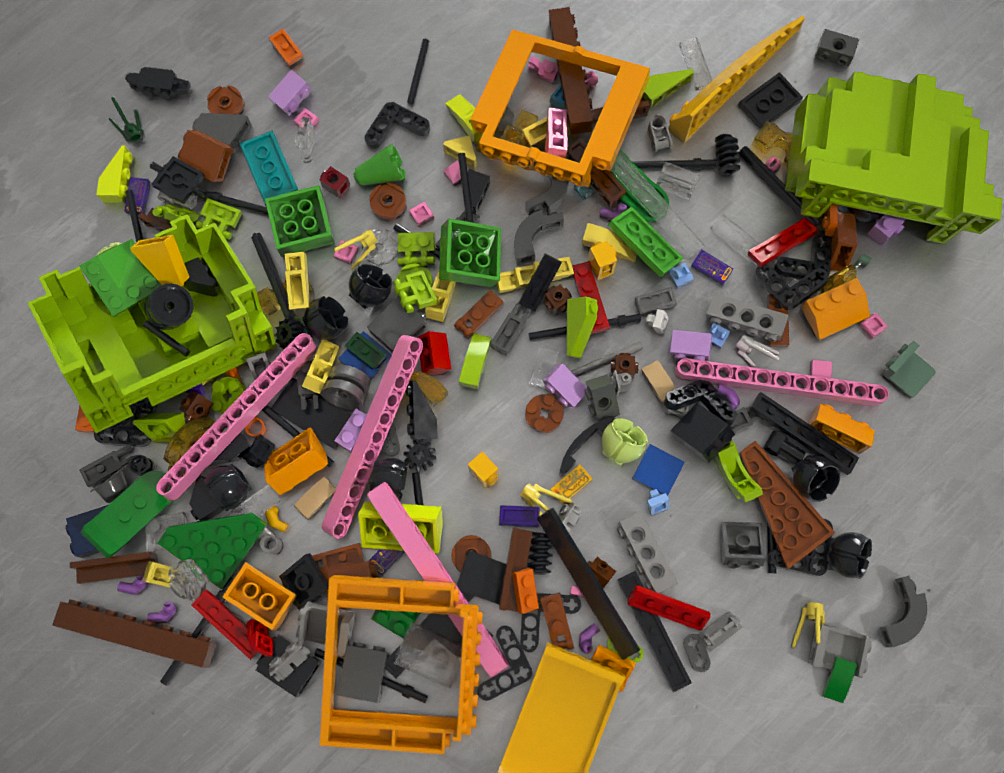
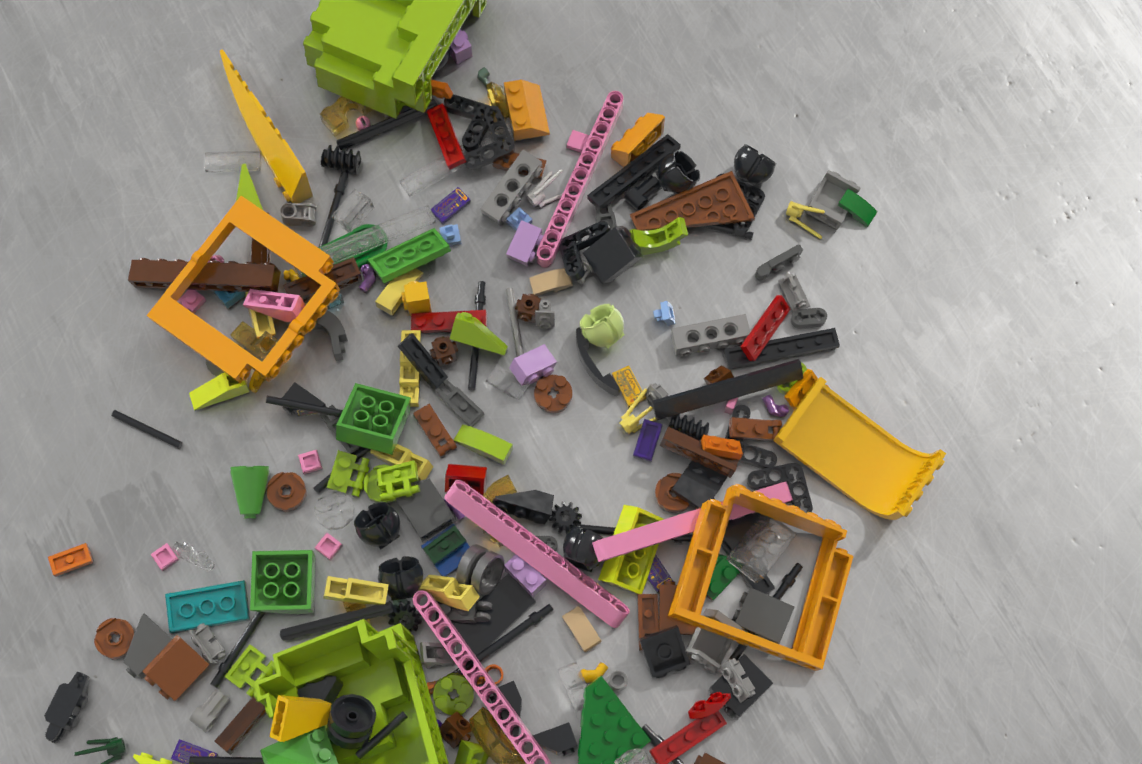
camera: 80 degrees left, 5 degrees down
(173, 212) = (236, 708): lime plate -> none
(178, 180) = (197, 699): black plate -> none
(227, 180) = (211, 651): none -> light grey hinge
(227, 486) = (549, 708): black piece -> none
(259, 451) = (520, 673): black bracket -> none
(260, 597) = (668, 698): light orange slope -> none
(290, 92) = (130, 564): lavender brick -> none
(295, 461) = (540, 638): light orange slope -> none
(337, 188) = (248, 531): dark red brick -> none
(366, 239) = (326, 518): light yellow plant -> none
(395, 117) = (193, 463): black beam -> none
(453, 173) = (275, 417): bright pink tile -> none
(461, 145) = (254, 404): light yellow slope -> none
(484, 470) = (597, 458): yellow brick -> none
(529, 229) = (371, 368): dark grey arch -> none
(602, 388) = (555, 333): dark grey brick -> none
(655, 300) = (470, 264): flat silver plate -> none
(658, 322) = (492, 266): white tile -> none
(658, 470) = (636, 305): blue tile -> none
(731, 395) = (580, 223): medium lavender arm -> none
(742, 544) = (722, 251): dark grey plate -> none
(747, 606) = (778, 262): none -> dark grey hinge
(770, 100) = (295, 107): black tile -> none
(833, 40) = (262, 23): dark grey brick -> none
(843, 241) = (462, 83): dark orange slope -> none
(873, 325) = (547, 85): bright pink tile -> none
(908, 370) = (598, 69): sand green bracket -> none
(912, 618) = (816, 133): dark grey arch -> none

